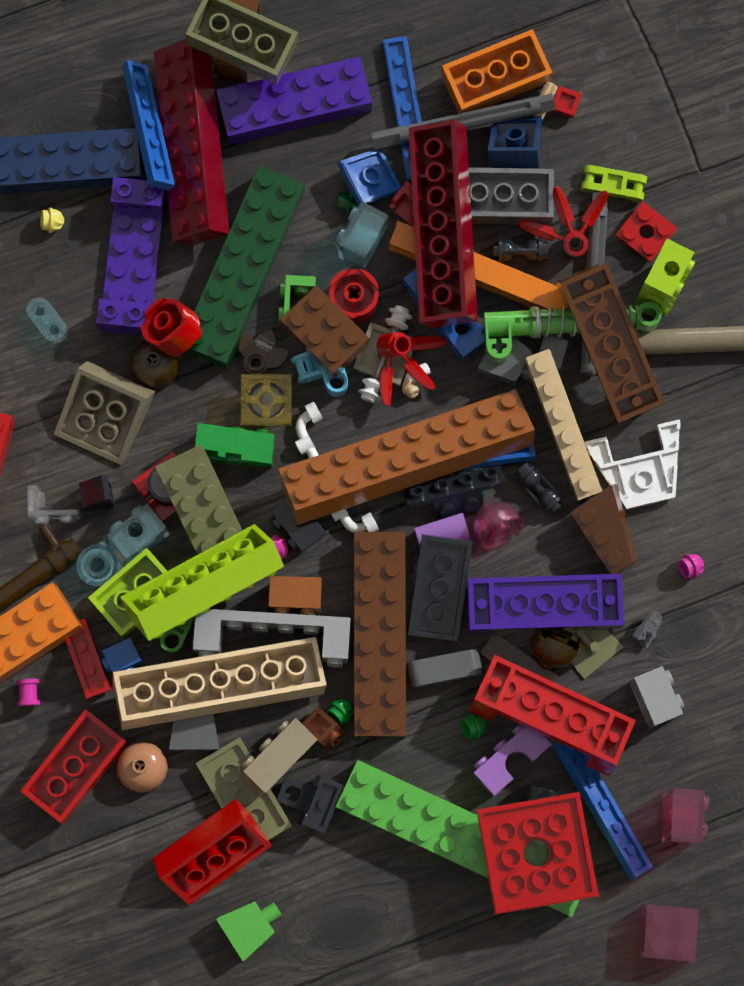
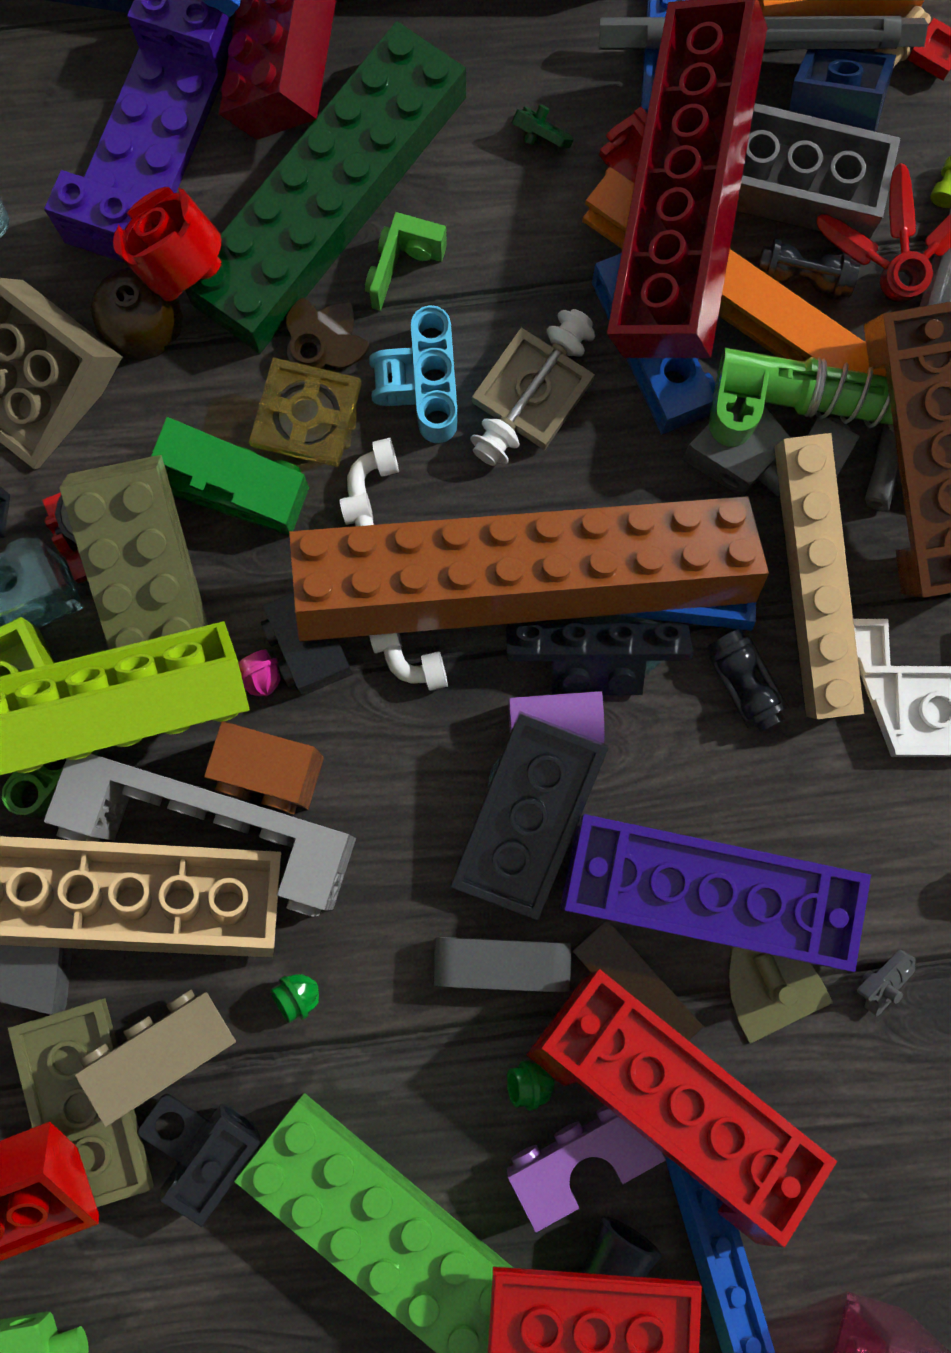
camera: 15 degrees right, 0 degrees up
(51, 220) = (32, 41): light yellow plate -> none
(324, 332) = (435, 315): reddish brown brick -> none
(324, 728) = (256, 1021): copper bracket -> none
(355, 282) = (503, 274): red brick -> none
(362, 235) = (543, 175): clear light blue brick -> none
(369, 176) = (578, 90): blue tile -> none
(379, 635) = (398, 879): reddish brown brick -> none
(398, 345) = (559, 369): red plant -> none
(409, 385) = (567, 441): tan arm -> none
(495, 524) = (657, 724): clear pink cylinder -> none
(555, 647) = (712, 978): dark brown cylinder -> none
(607, 530) = (855, 785): reddish brown wedge -> none
(656, 697) = (882, 1121): light grey brick -> none

